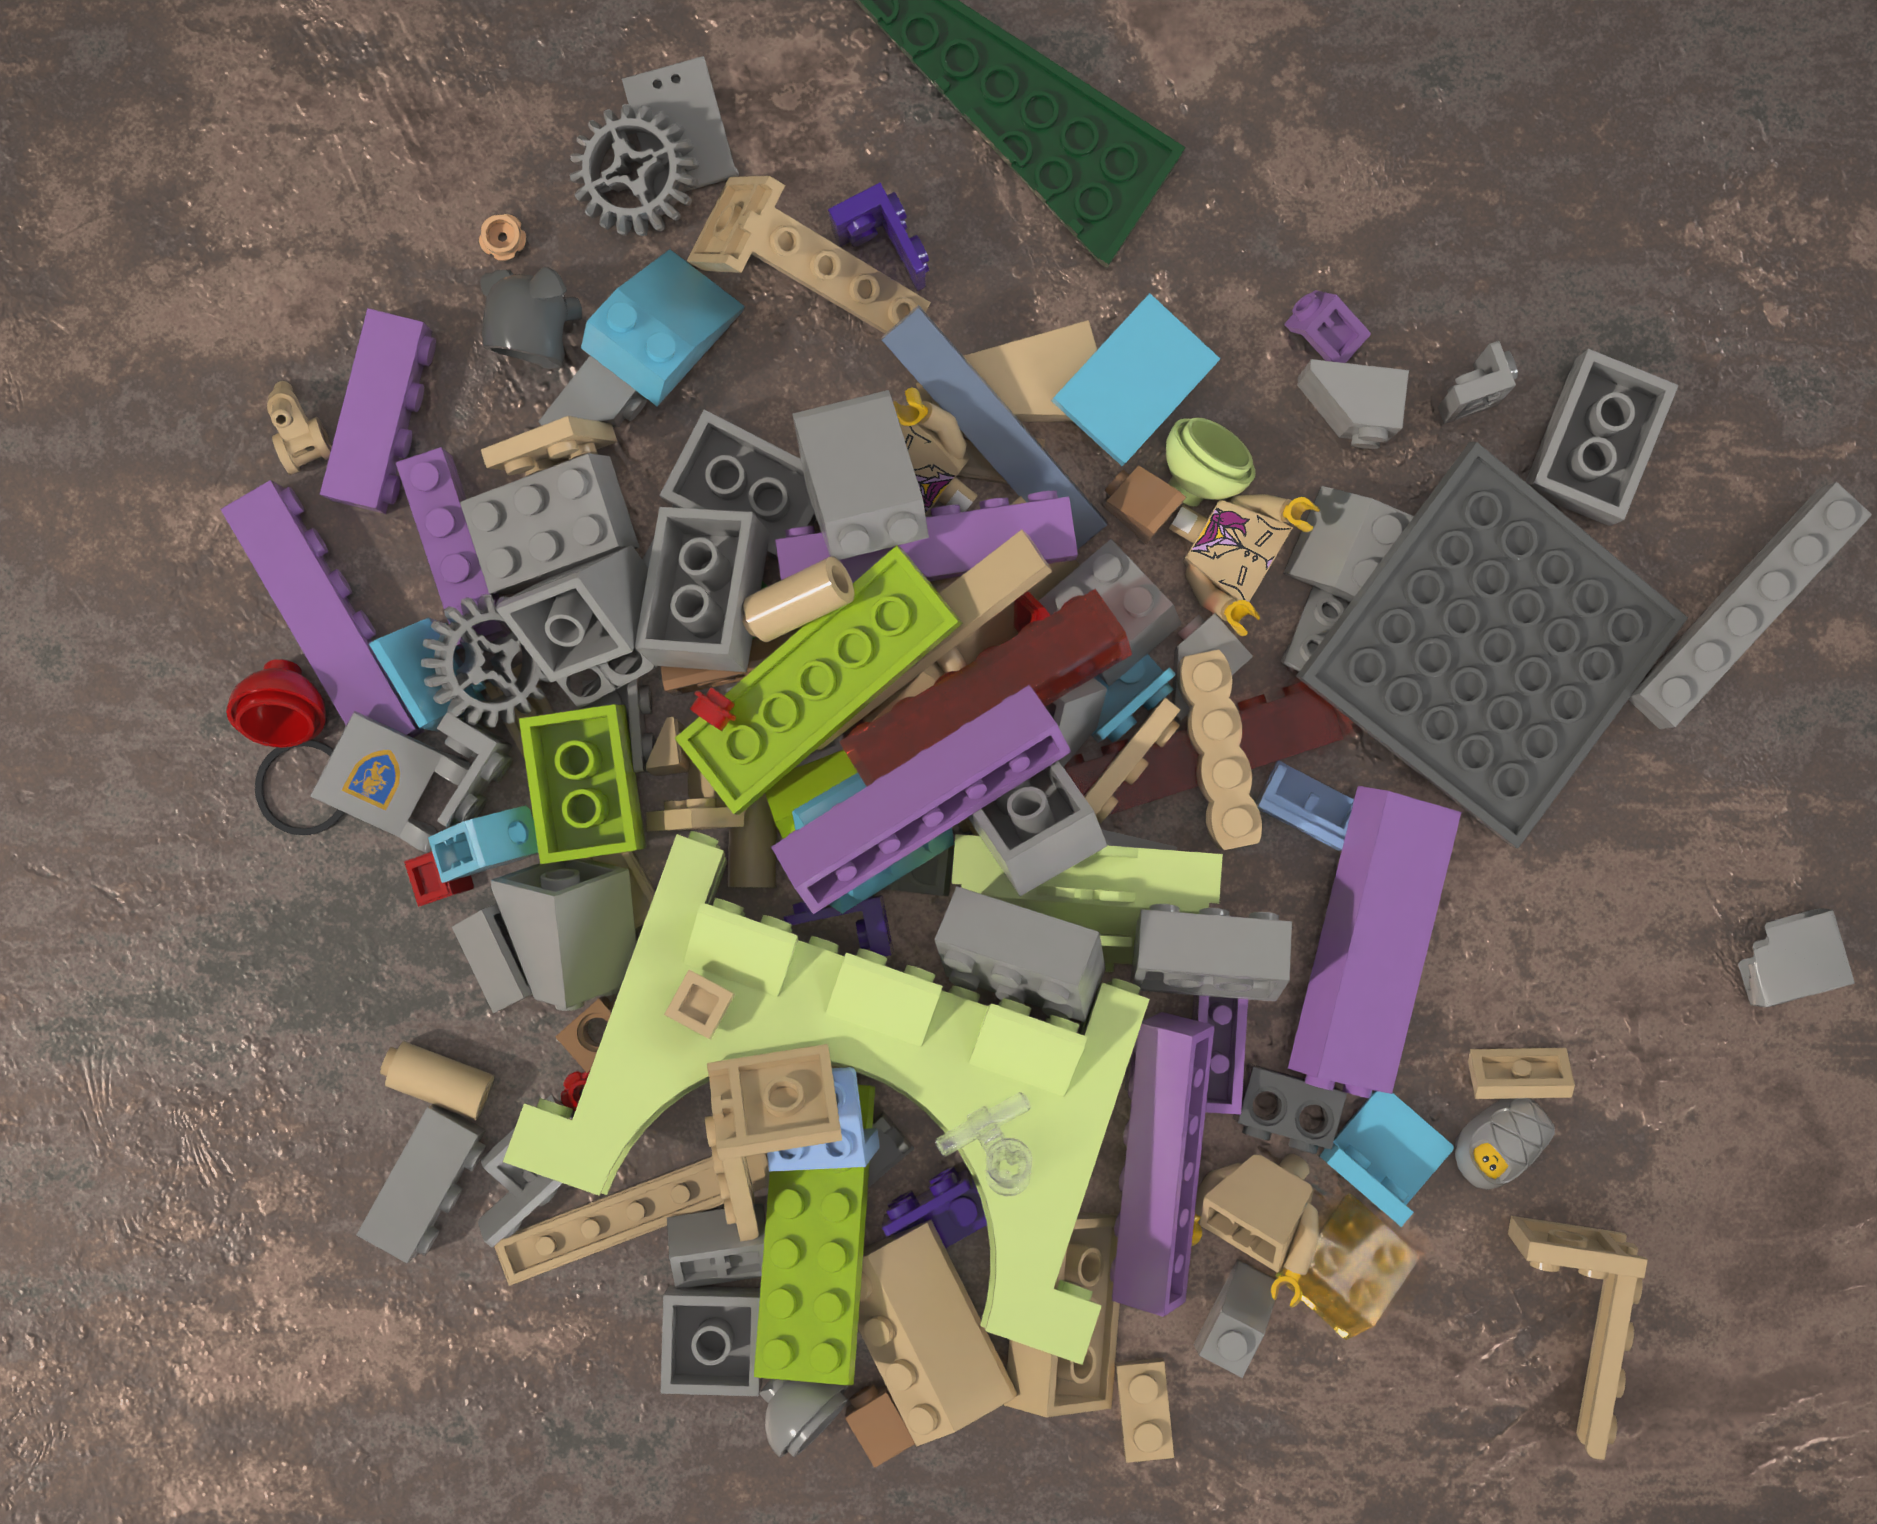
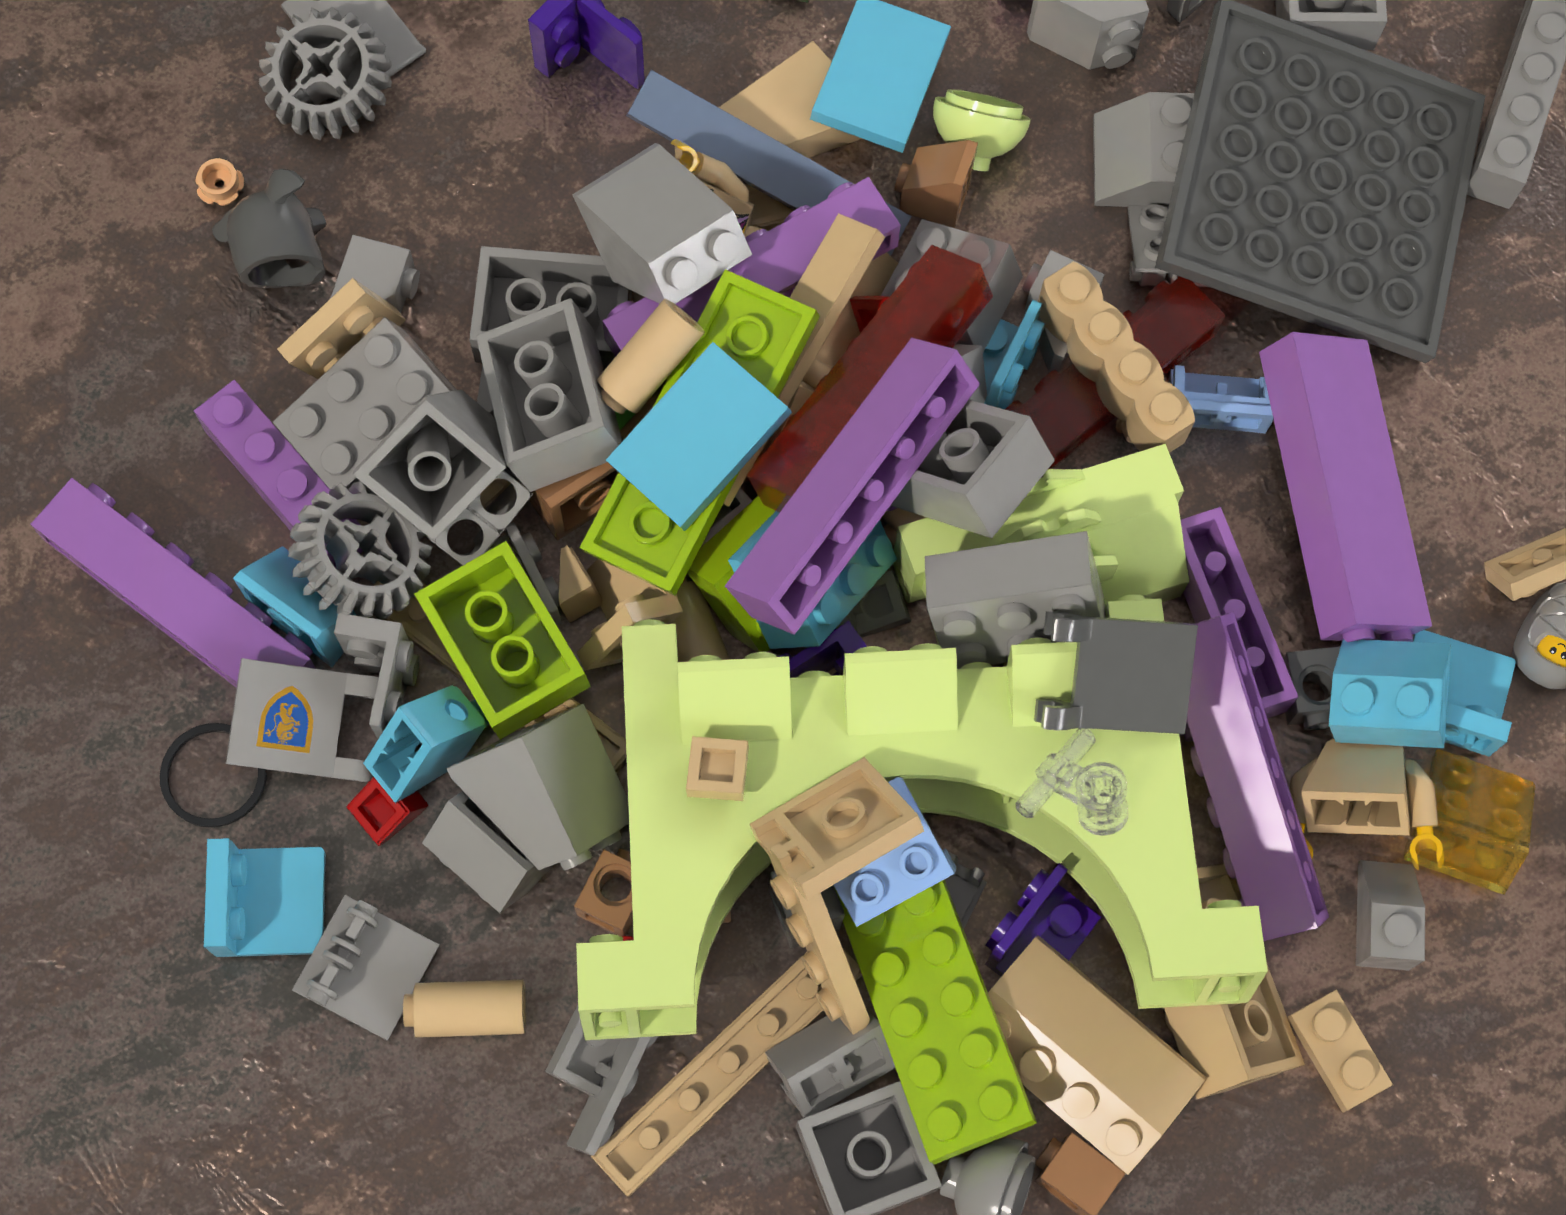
camera: 30 degrees left, 15 degrees down
(277, 706) = (159, 696): red piece -> none
(298, 438) = (81, 429): tan piece -> none
(304, 918) = (263, 900): none -> medium azure bracket
(367, 1009) = (365, 967): none -> light grey hinge
(377, 411) = (156, 382): medium lavender brick -> none
(423, 1184) = (494, 1122): light grey brick -> none
(659, 325) = (403, 198): medium azure slope -> none
(714, 708) = (608, 494): red plate -> none
(749, 224) = (463, 61): tan bracket -> none
(810, 691) = (699, 436): none -> medium azure tile
(1073, 1065) = (1124, 674): none -> dark grey flag
(1129, 761) = (1045, 366): tan plate -> none
(1211, 953) = (1202, 539): light grey slope -> none
(1236, 549) = (1043, 189): tan torso -> none
(1320, 1145) = (1390, 693): none -> medium azure slope

